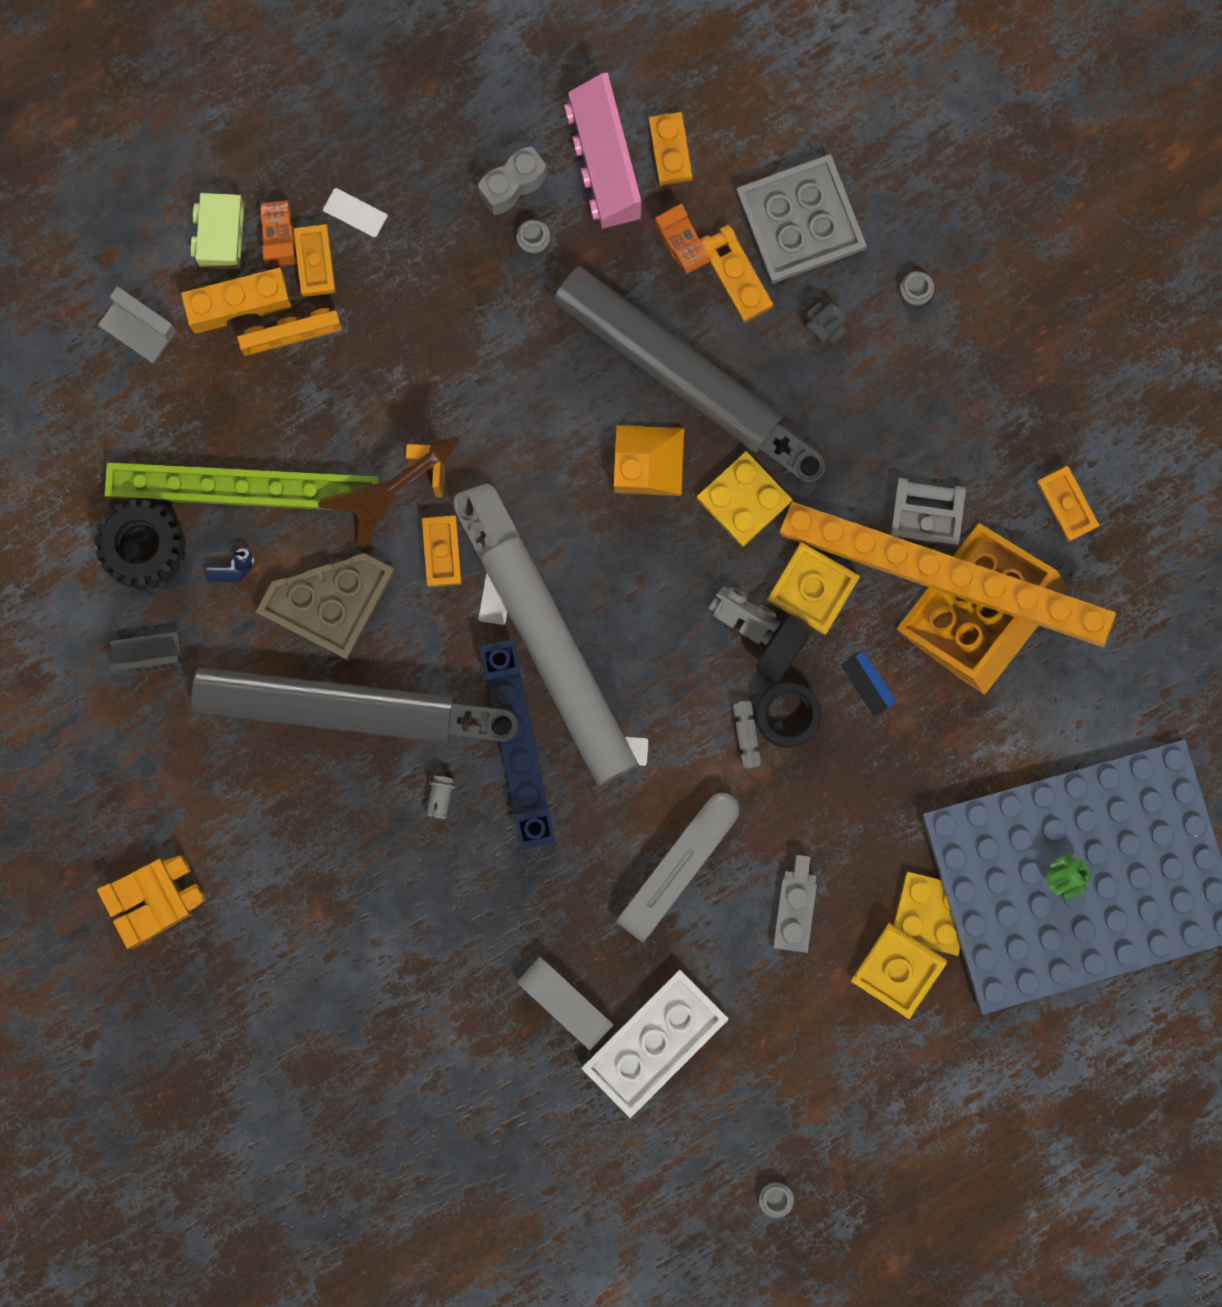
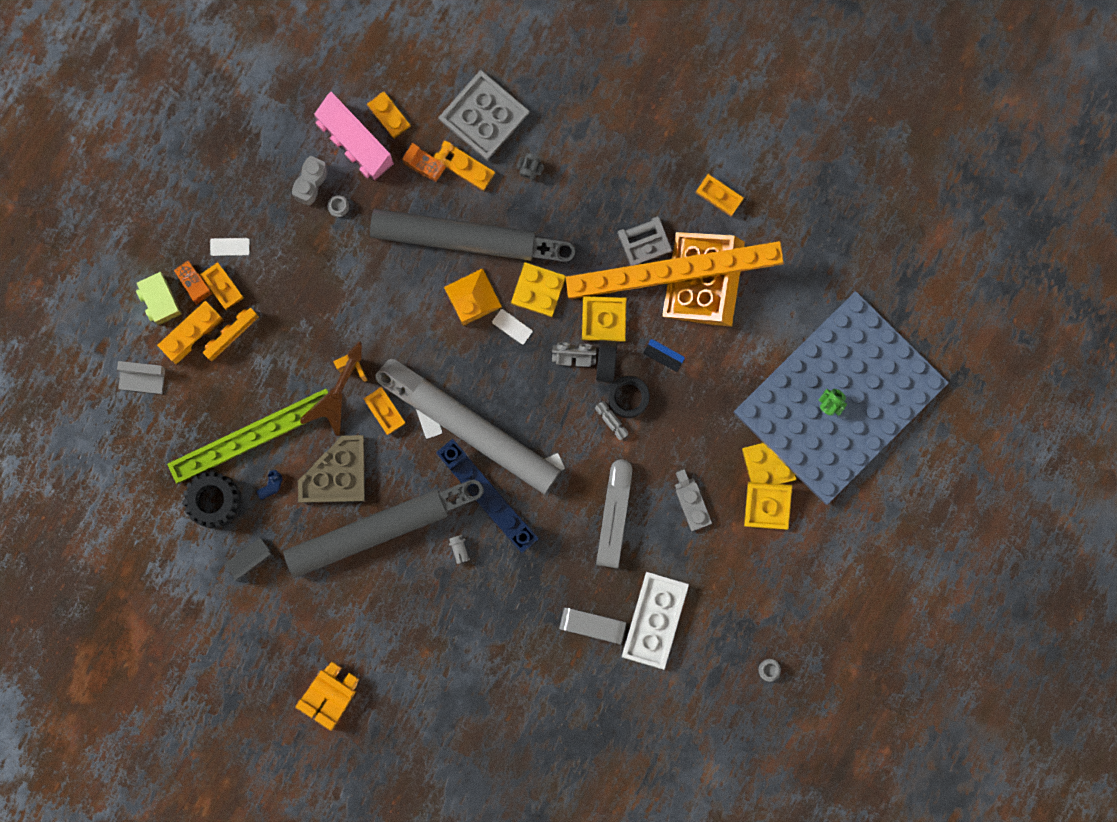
camera: 30 degrees left, 0 degrees up
(680, 530) = (512, 326): none -> white sticker
(917, 288) = (570, 119): light grey plate -> none

